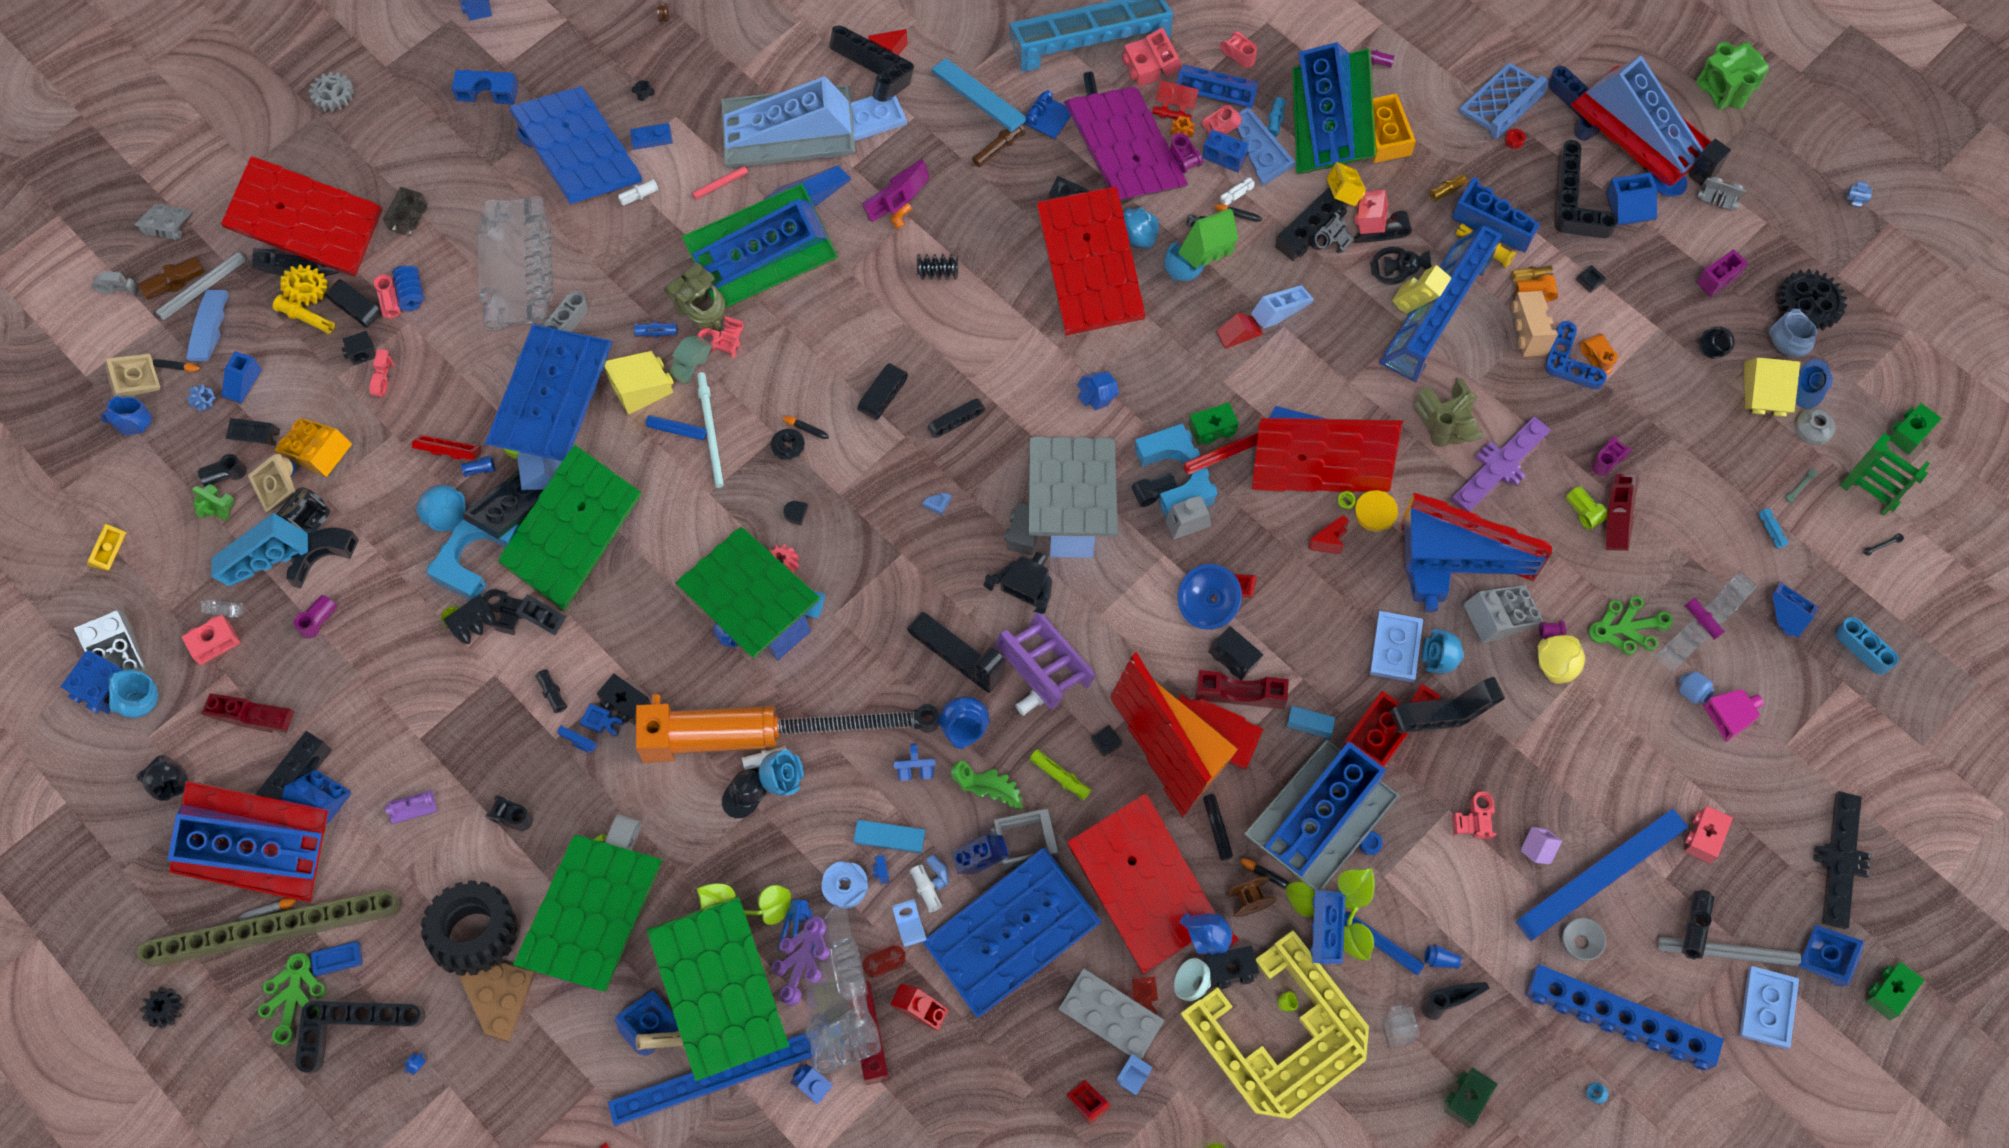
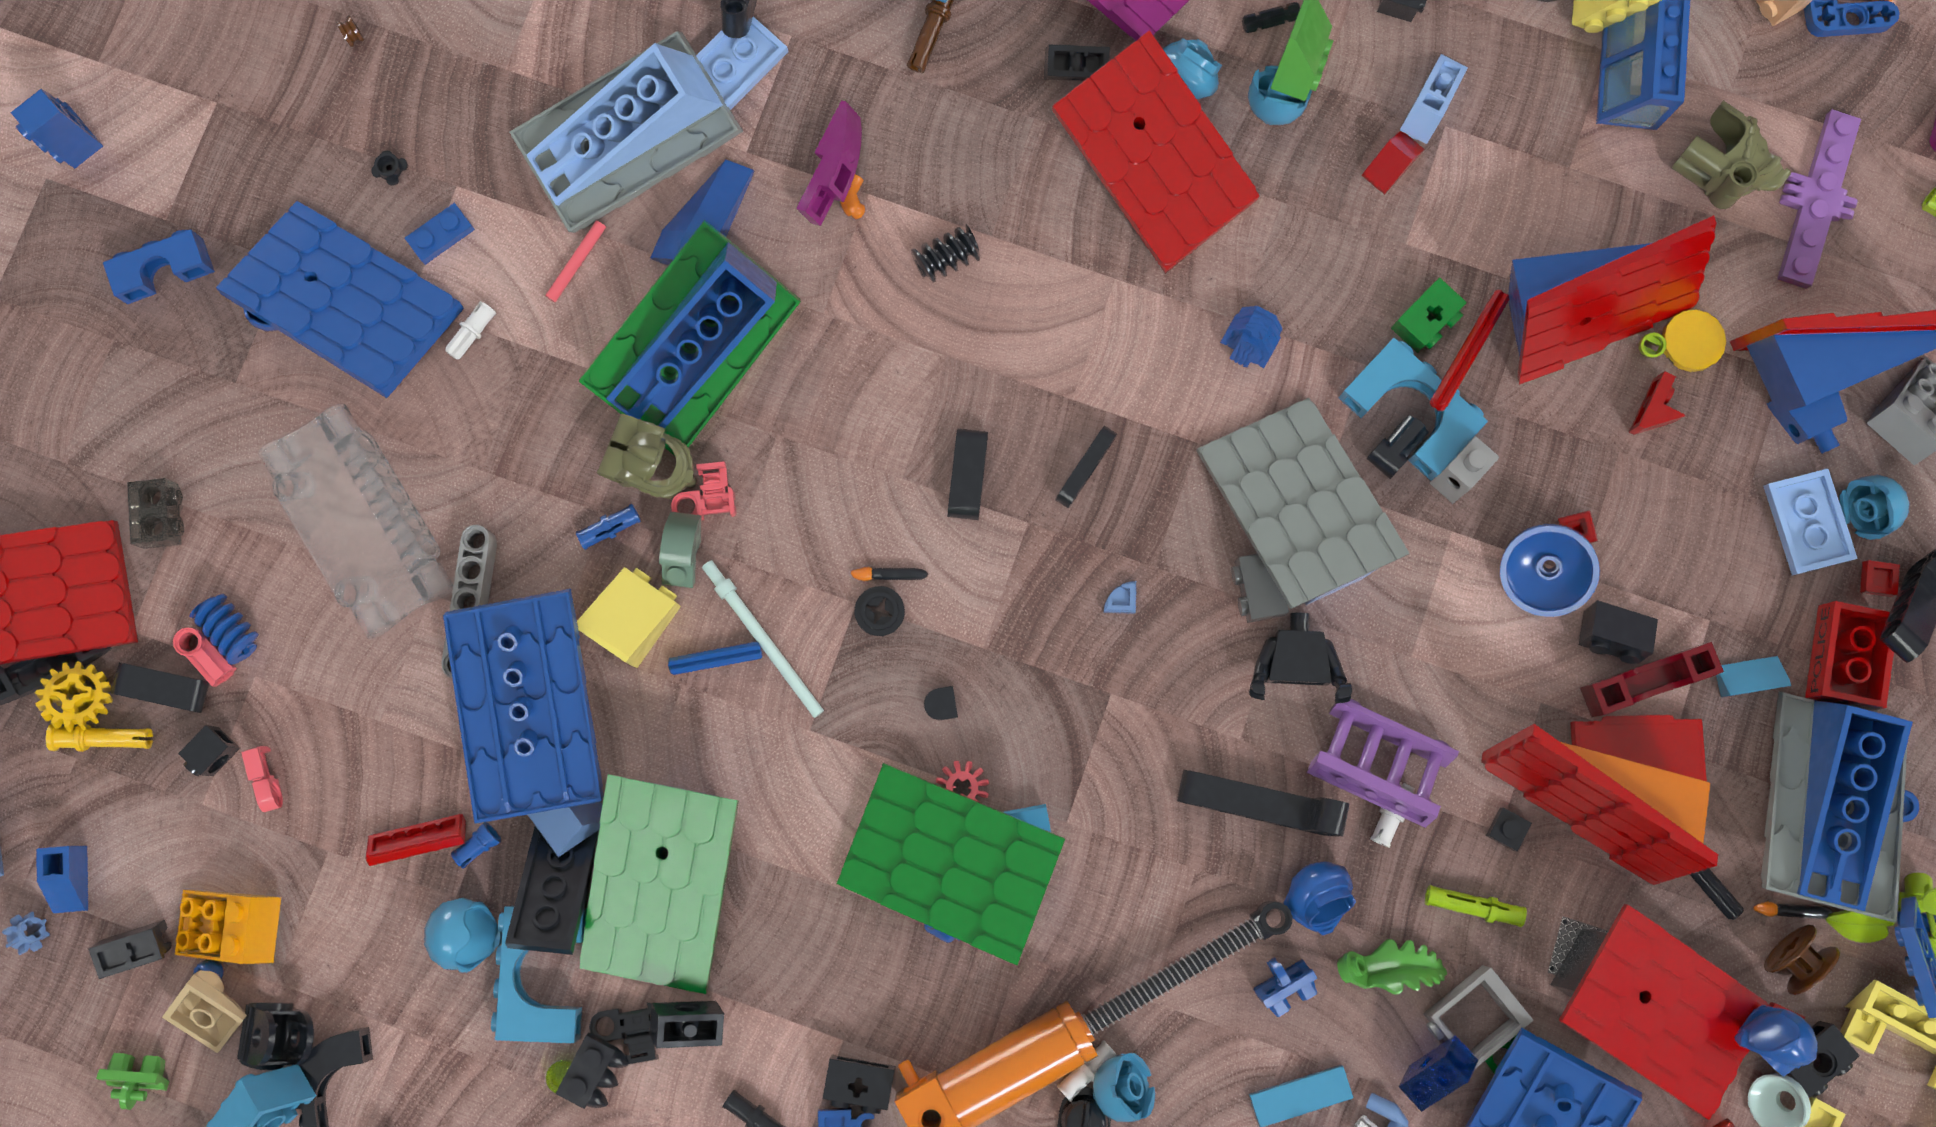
camera: 25 degrees left, 15 degrees up
(222, 470) = (120, 1025): black piece -> none
(1287, 1002) = (1902, 1069): lime hinge -> none

